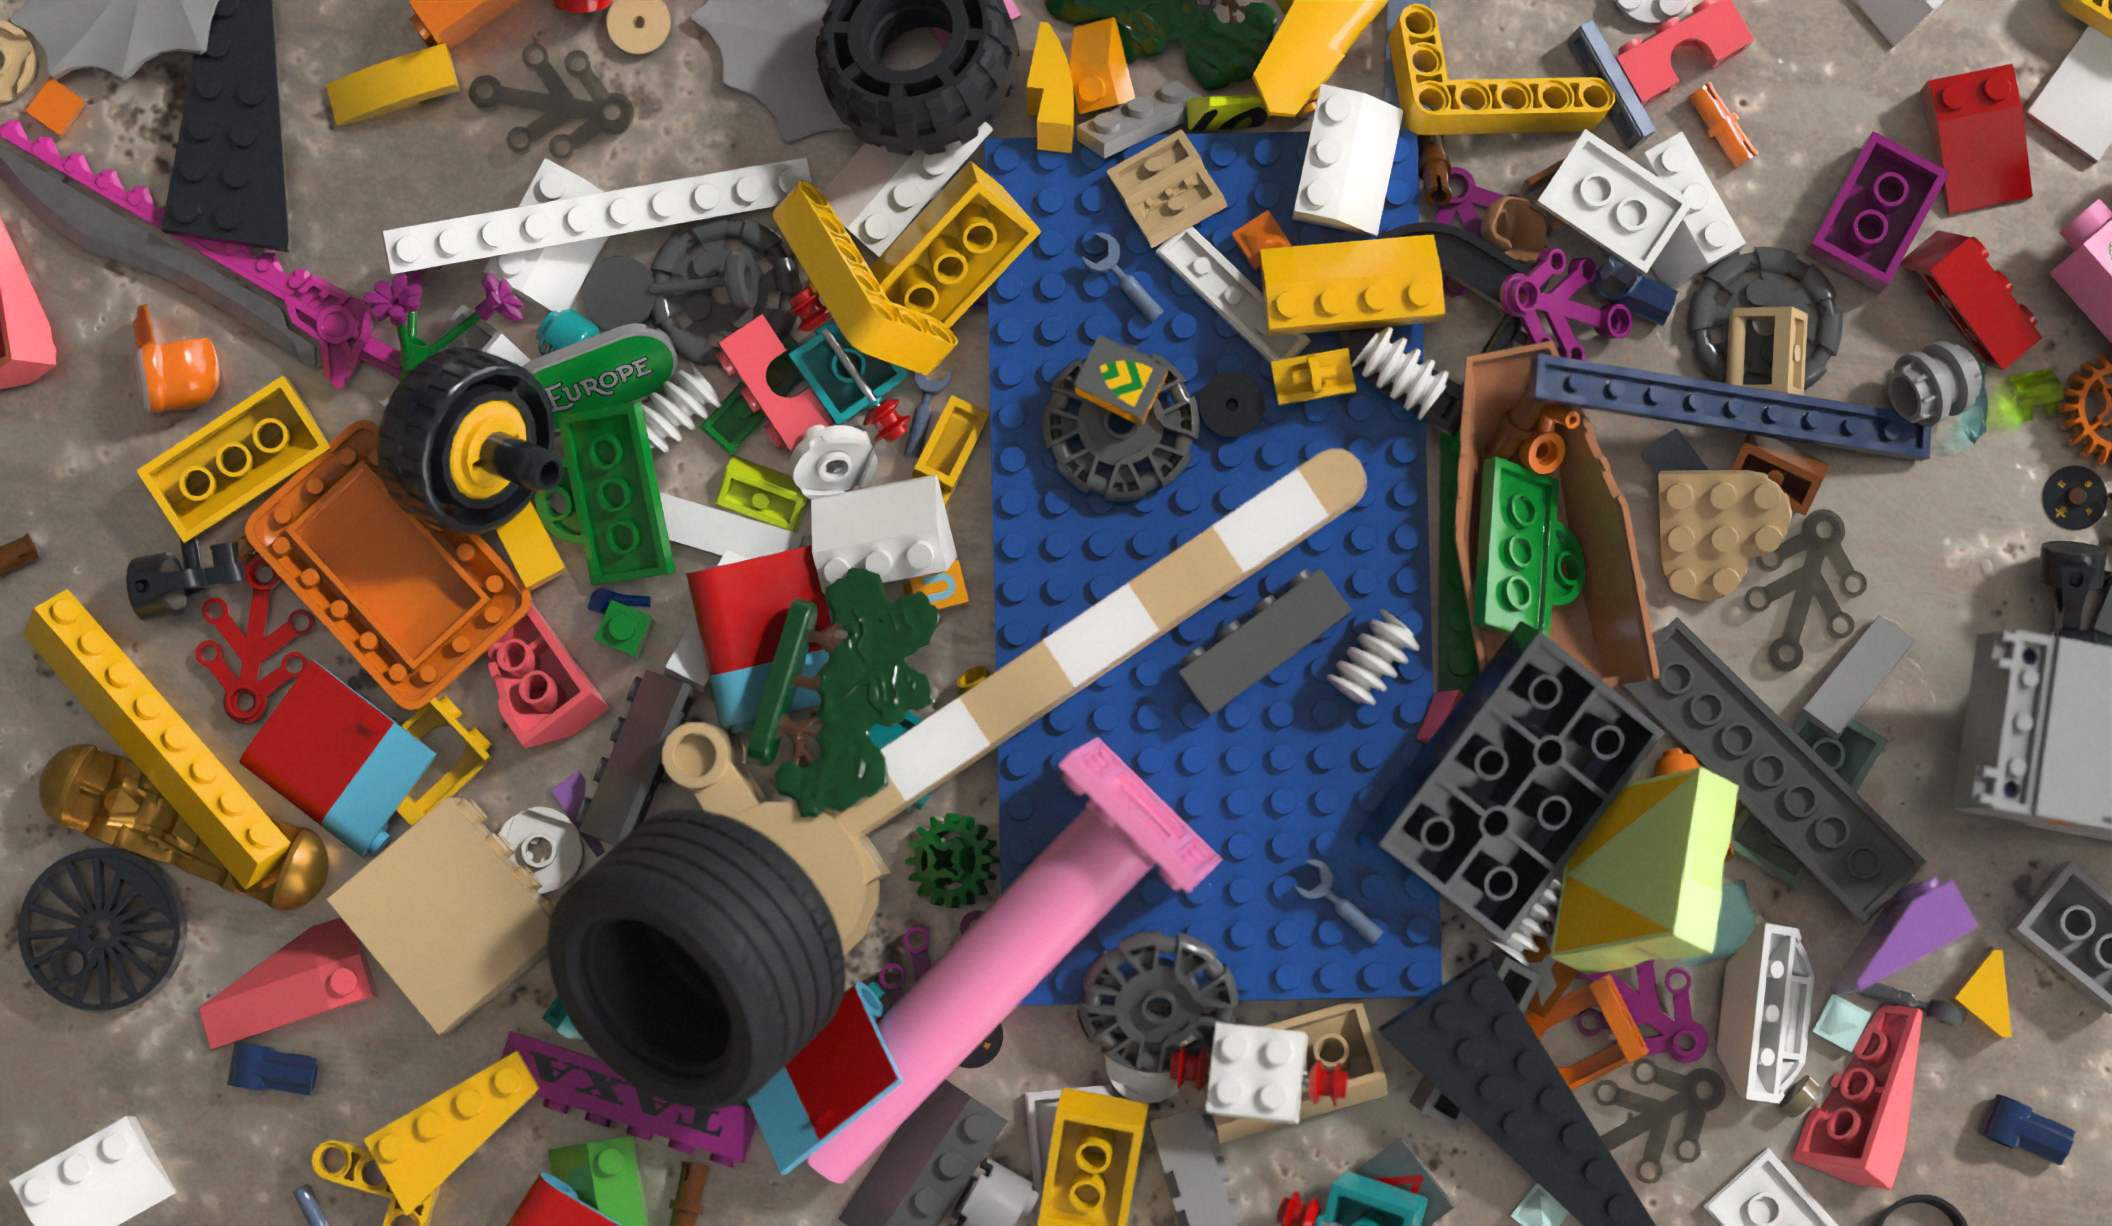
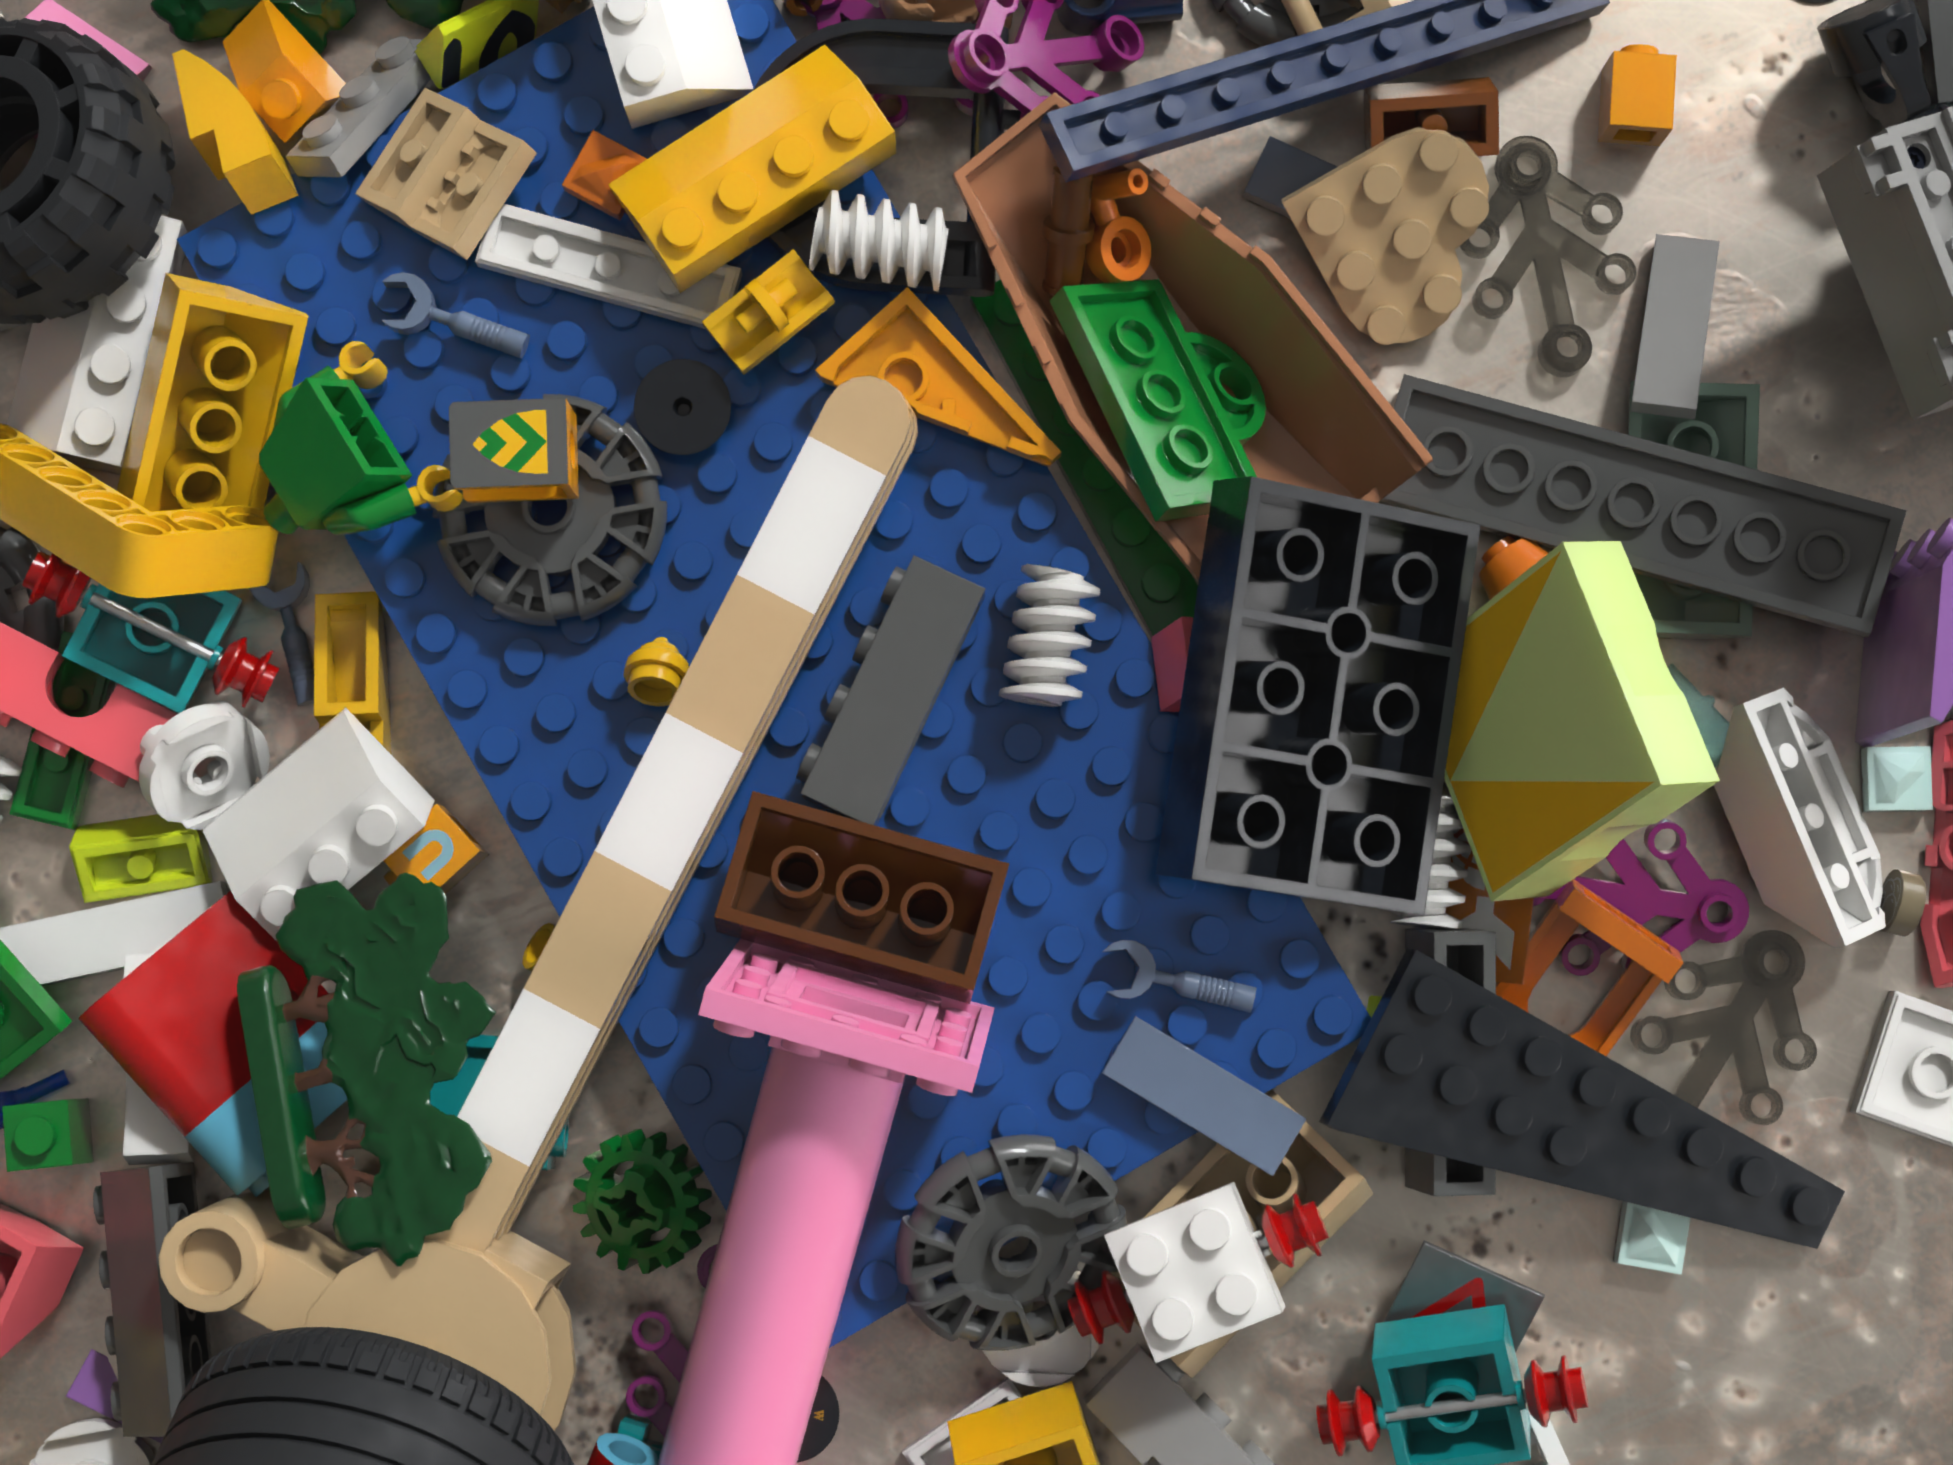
camera: 30 degrees left, 0 degrees up
(1012, 329) = (336, 460): none -> green torso
(1131, 554) = (655, 672): none -> yellow plate
(1180, 751) = (860, 897): none -> reddish brown slope
(1317, 977) = (1203, 1096): none -> sand blue tile
(1392, 469) = (937, 379): none -> light orange wing
(1914, 524) = (1637, 96): none -> light orange brick

